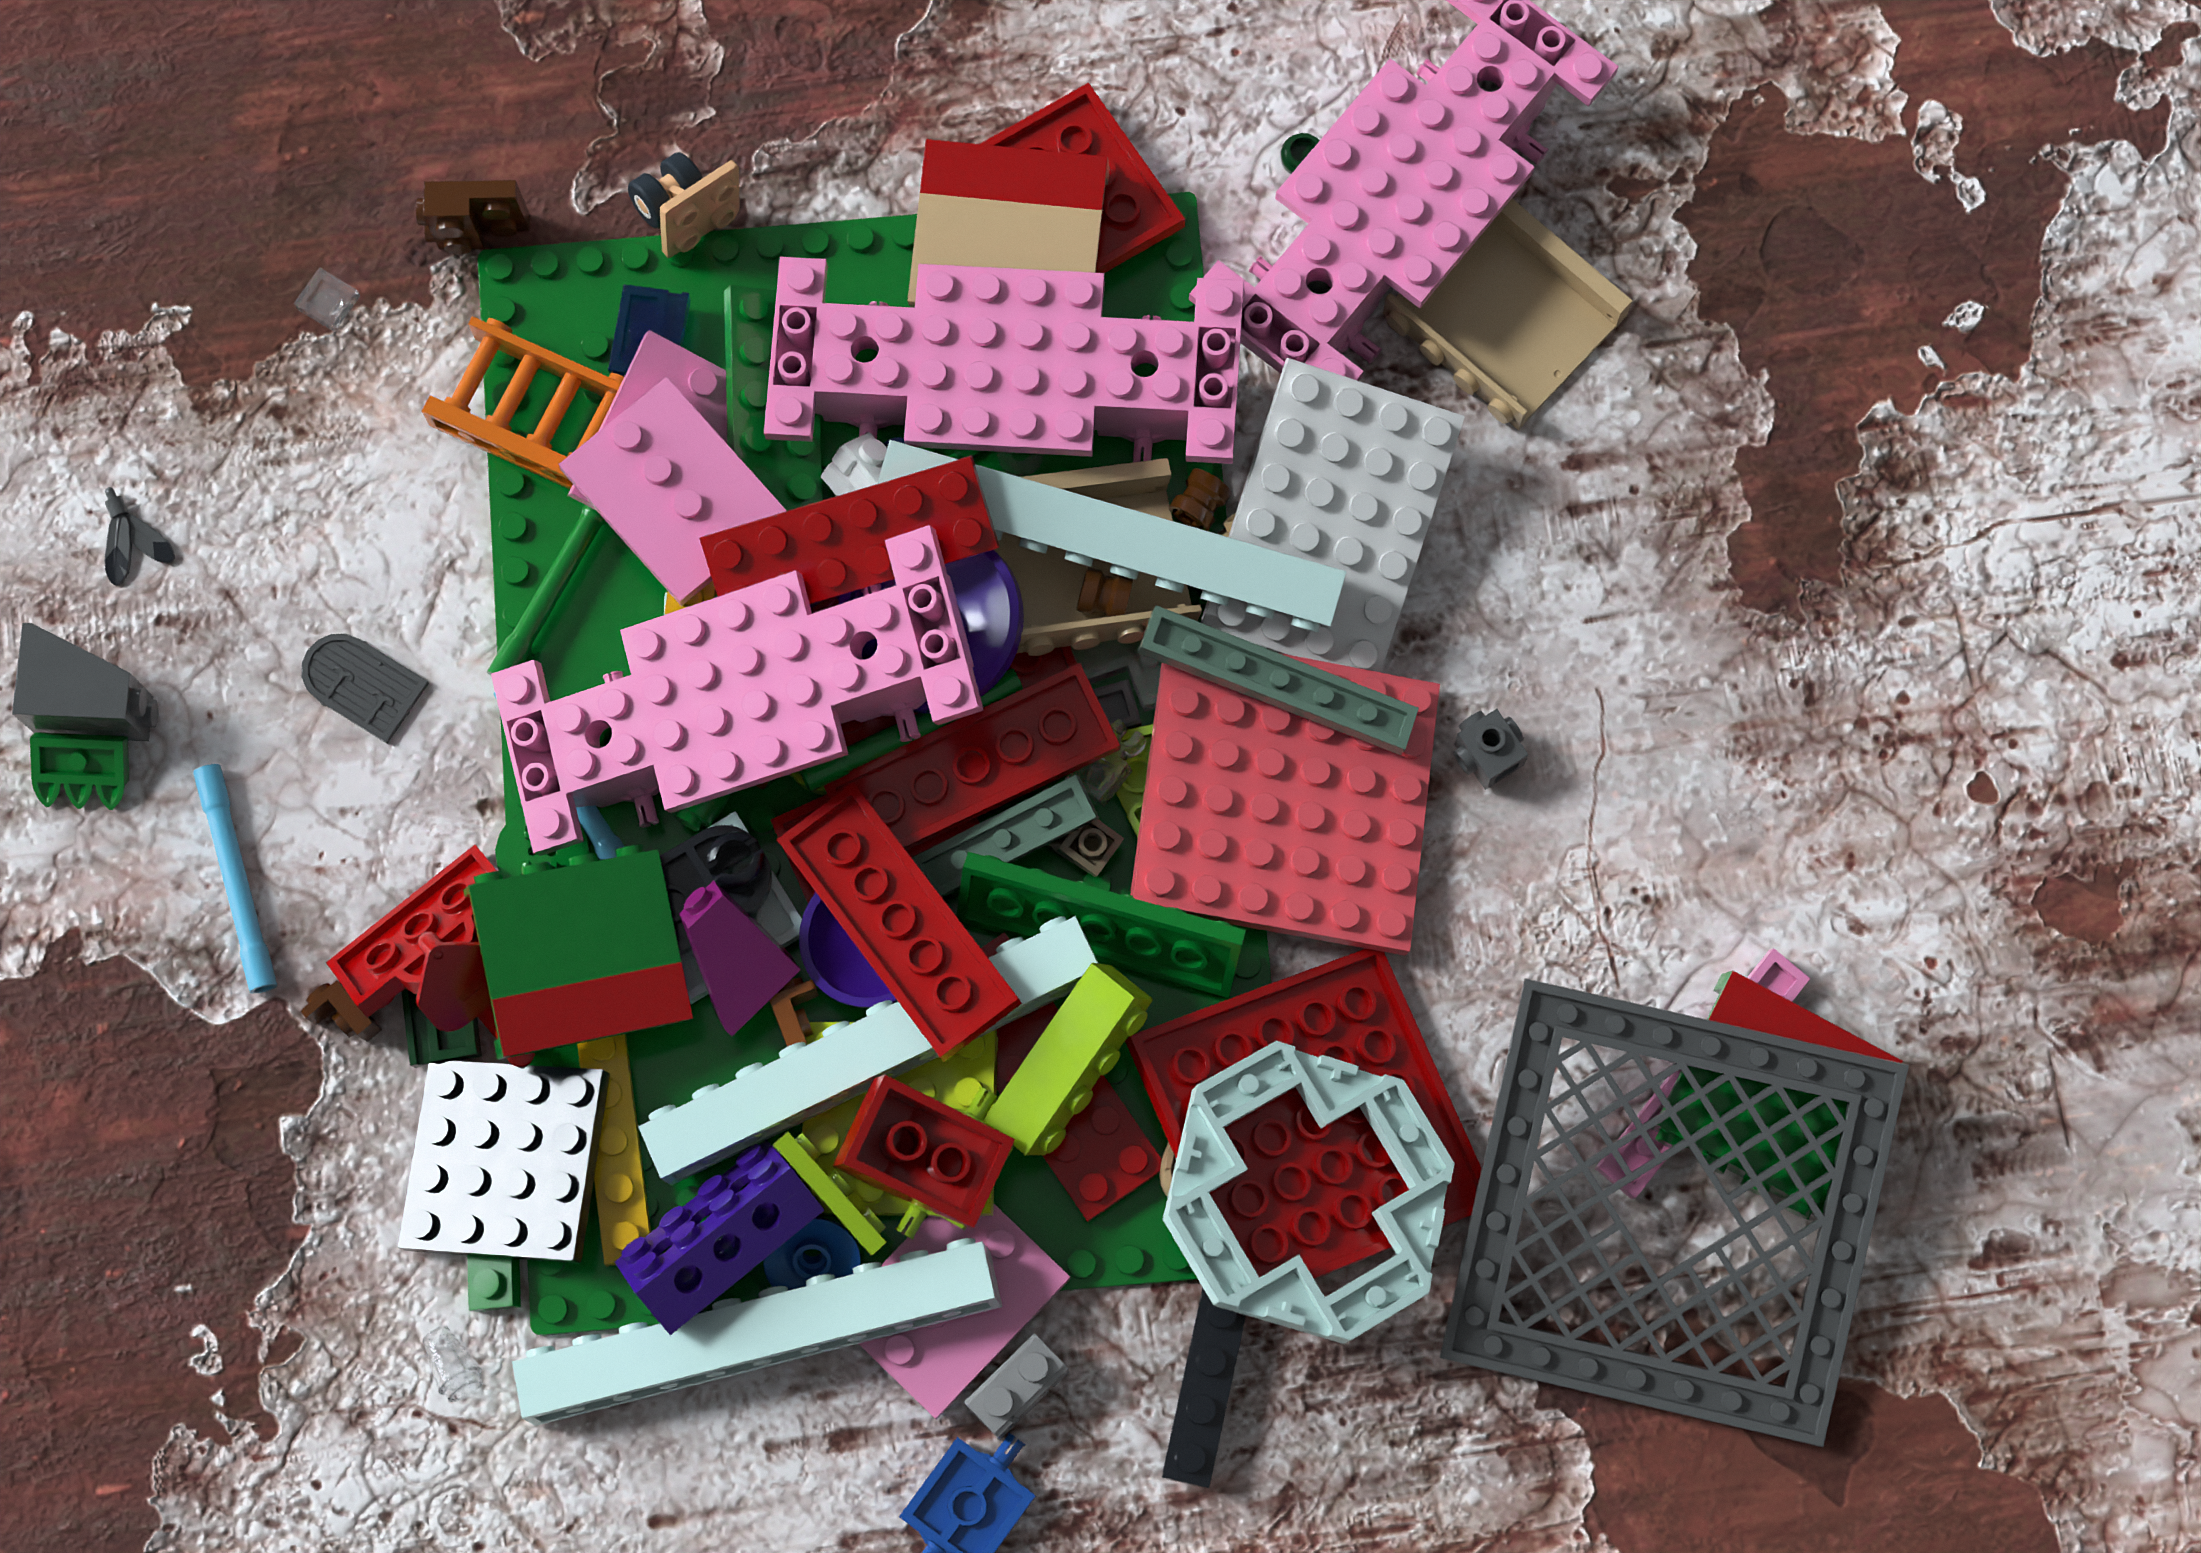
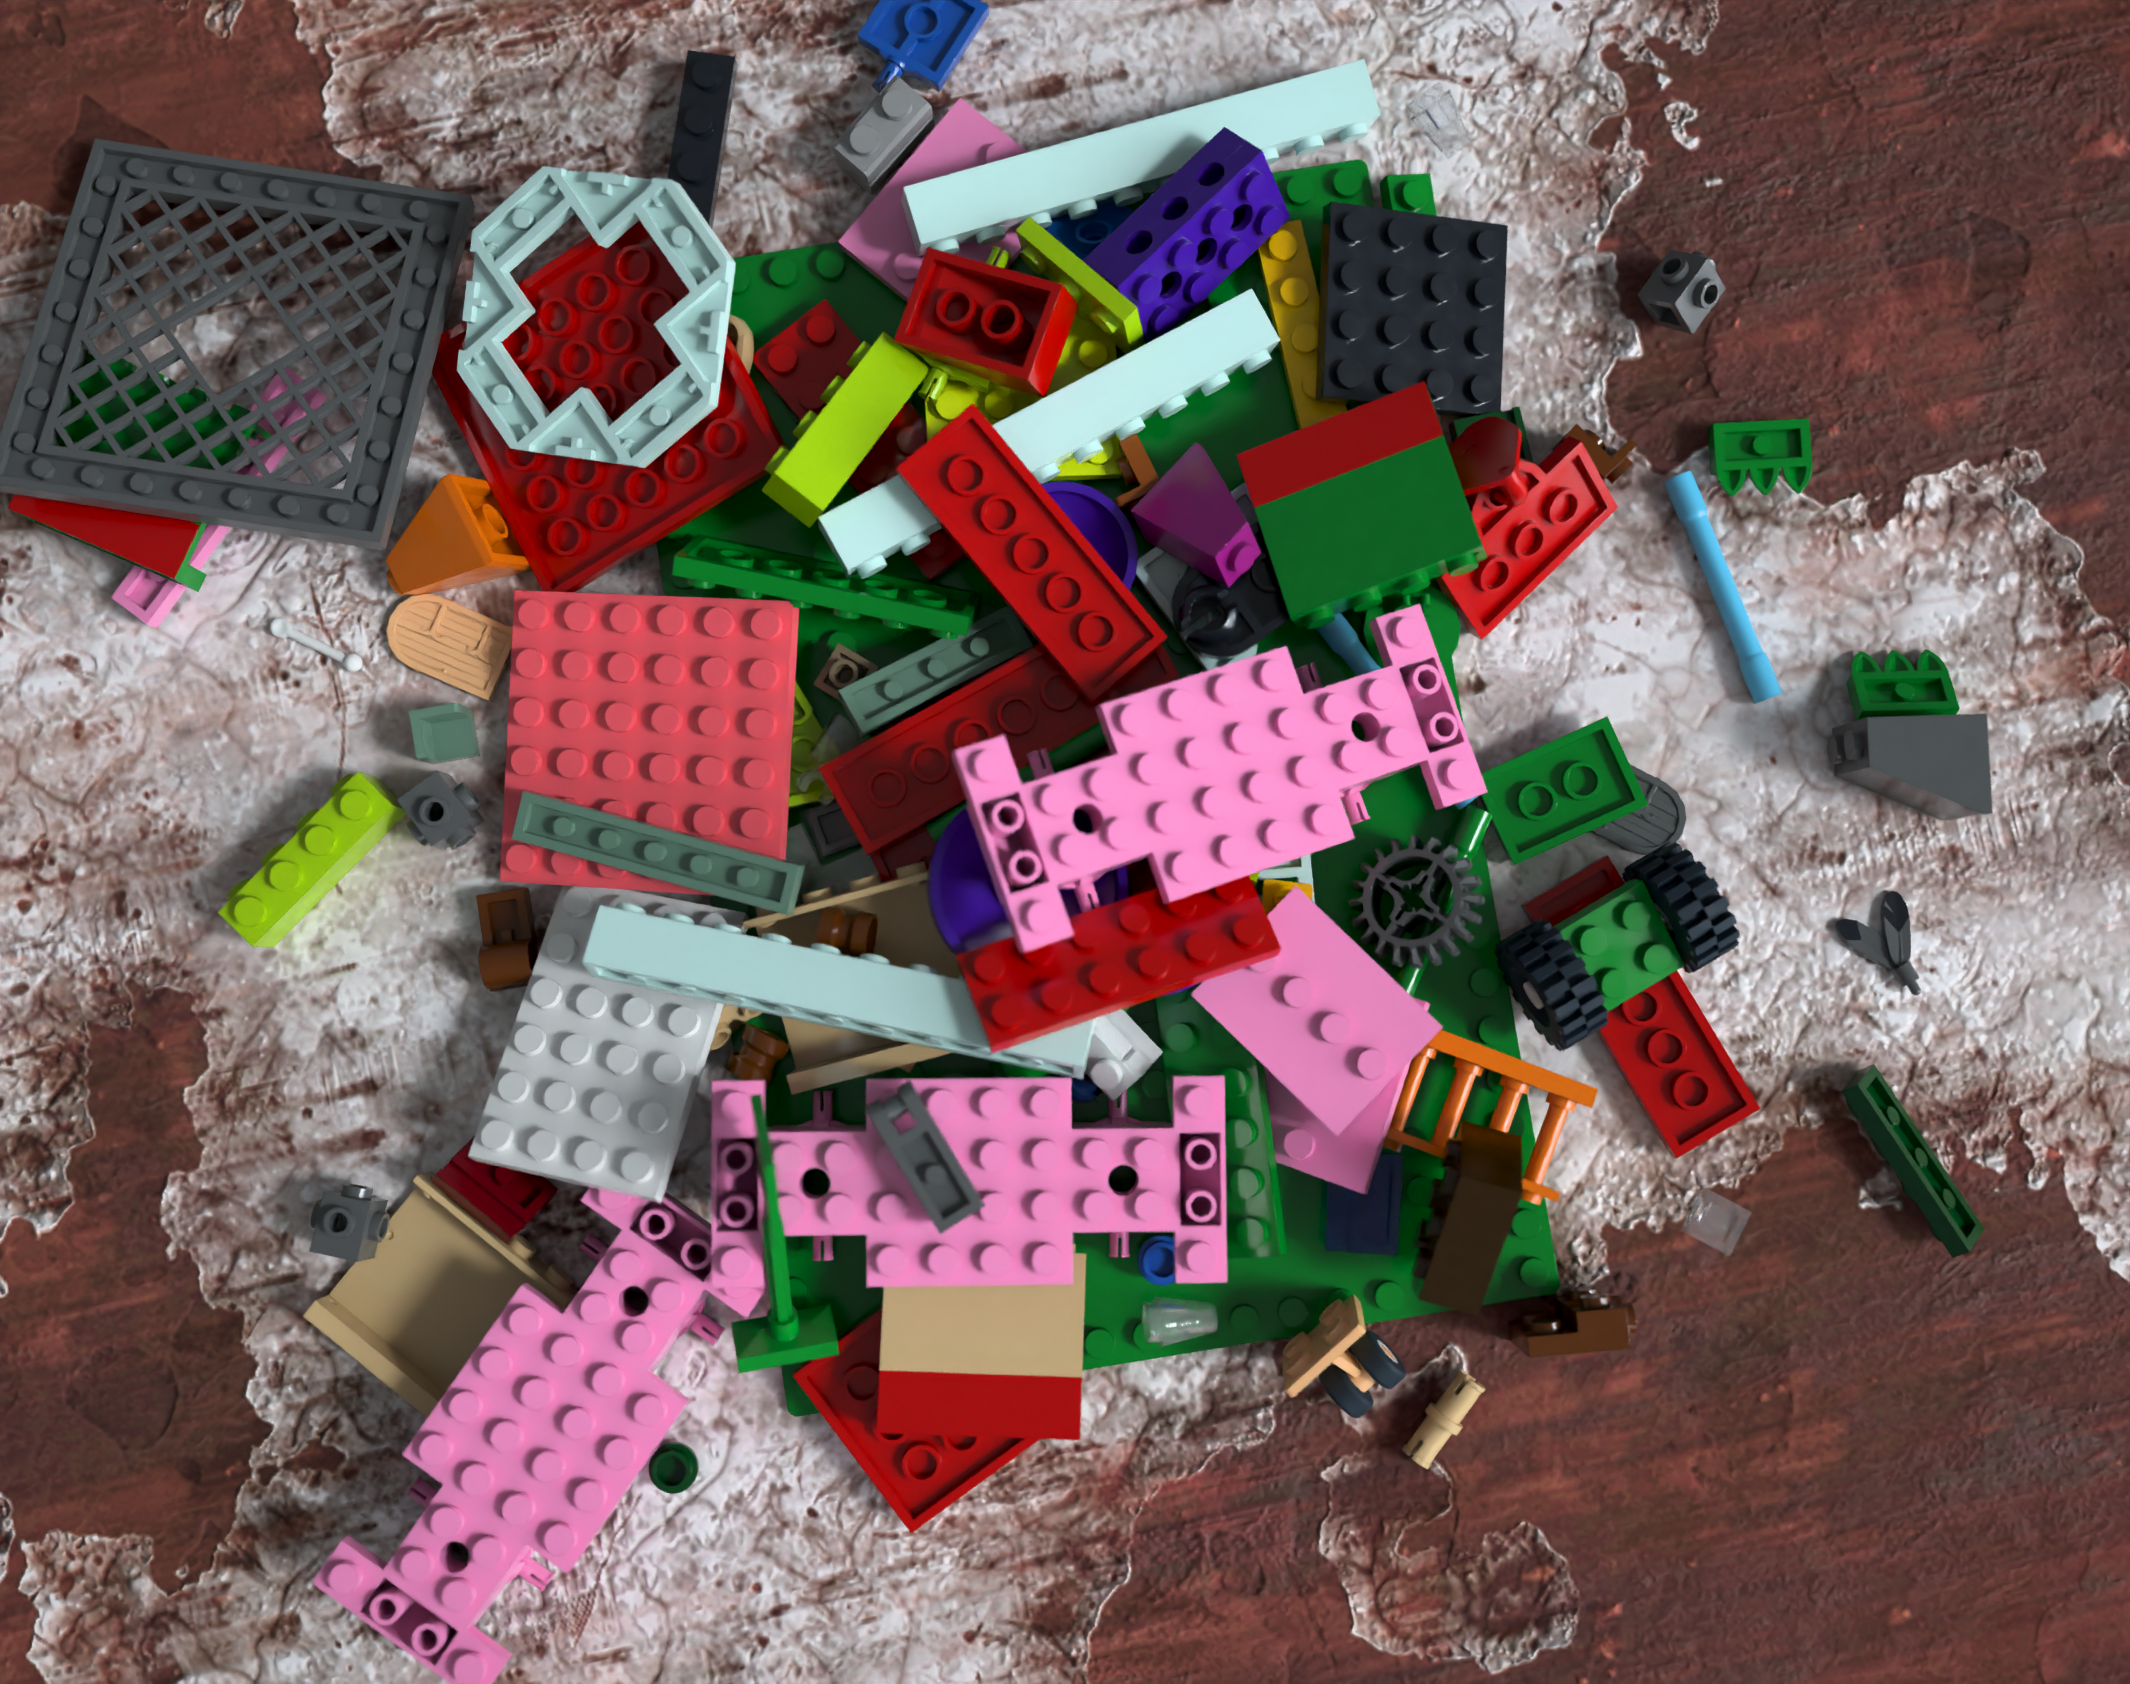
camera: 175 degrees right, 10 degrees up
(138, 339) = (1913, 1161): none -> dark green plate
(178, 1004) = (1761, 451): none -> green plate
(233, 1166) = (1682, 290): none -> dark grey brick
(370, 494) = (1659, 1036): none -> red plate
(386, 537) = (1618, 945): none -> black plate
(419, 693) = (1560, 791): none -> green plate
(555, 301) = (1468, 1217): none -> dark brown brick
(586, 604) = (1428, 883): none -> dark grey gear
(598, 148) = (1443, 1419): none -> tan pin
(836, 243) = (1177, 1320): none -> clear cone
(843, 291) = (1156, 1260): none -> blue plate
(1039, 371) = (926, 1158): none -> dark grey plate
(1184, 252) = (785, 1332): none -> green piece
(1433, 628) = (507, 938): none -> reddish brown plate
(1454, 389) = (493, 1194): none -> dark red plate
(1462, 998) = (455, 541): none -> orange slope
(1480, 917) = (450, 643): none -> light nougat window
(1486, 825) = (444, 733): none -> sand green panel
(1589, 381) = (349, 1223): none -> dark grey brick
(1614, 712) = (313, 860): none -> lime brick
(1645, 943) = (283, 628): none -> white hinge

